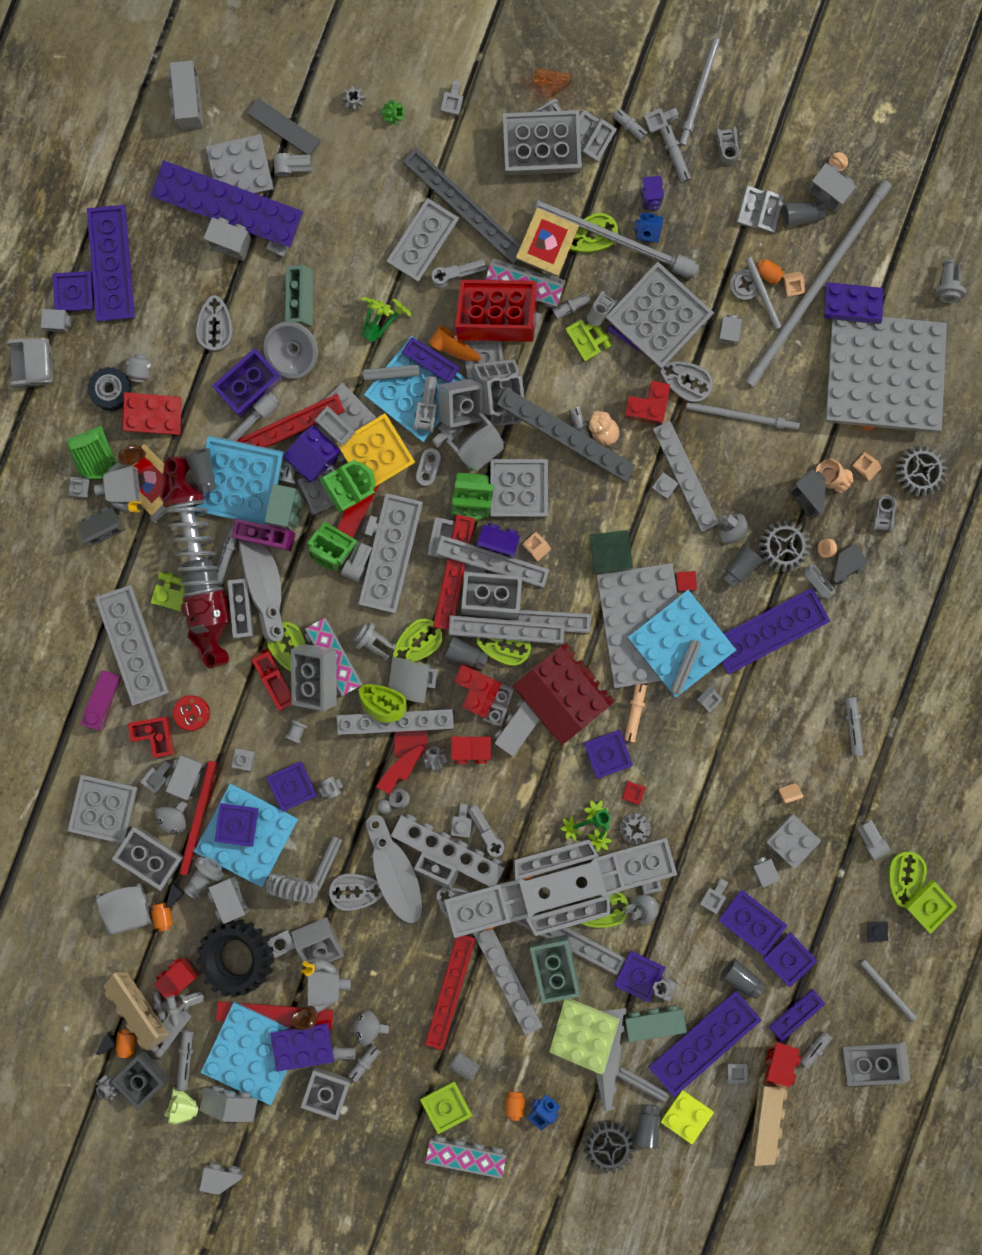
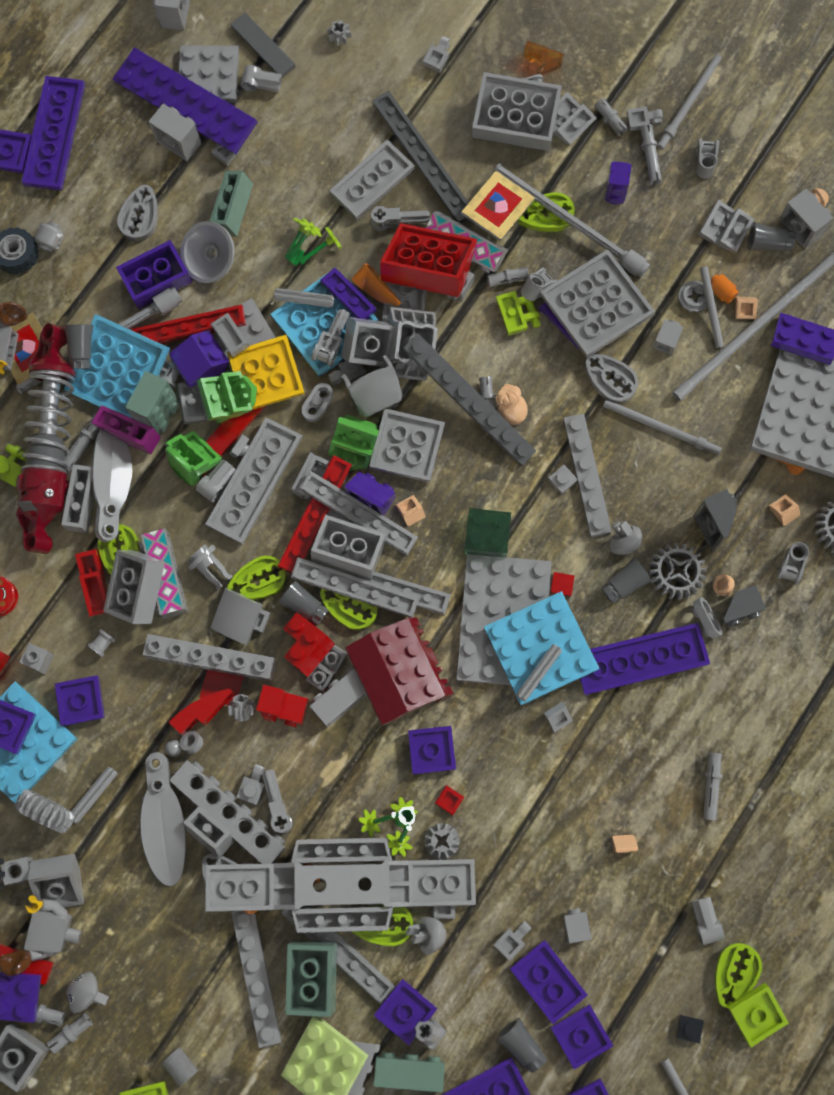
camera: 15 degrees right, 10 degrees down
(151, 414) = (48, 283): red plate -> none
(330, 787) = (120, 712): light grey gear -> none
(353, 902) = (110, 845): light grey piece -> none
(373, 698) = (192, 627): lime piece -> none
(392, 112) = (374, 52): bright green gear -> none
(450, 992) = (188, 975): red tile -> none
(635, 712) = (473, 711): light nougat pin -> none
(649, 227) = (606, 216): blue brick -> none
(650, 409) = (565, 396): red brick -> none
(792, 841) = (614, 898): light grey brick -> none
(835, 475) = (749, 510): light nougat hair -> none

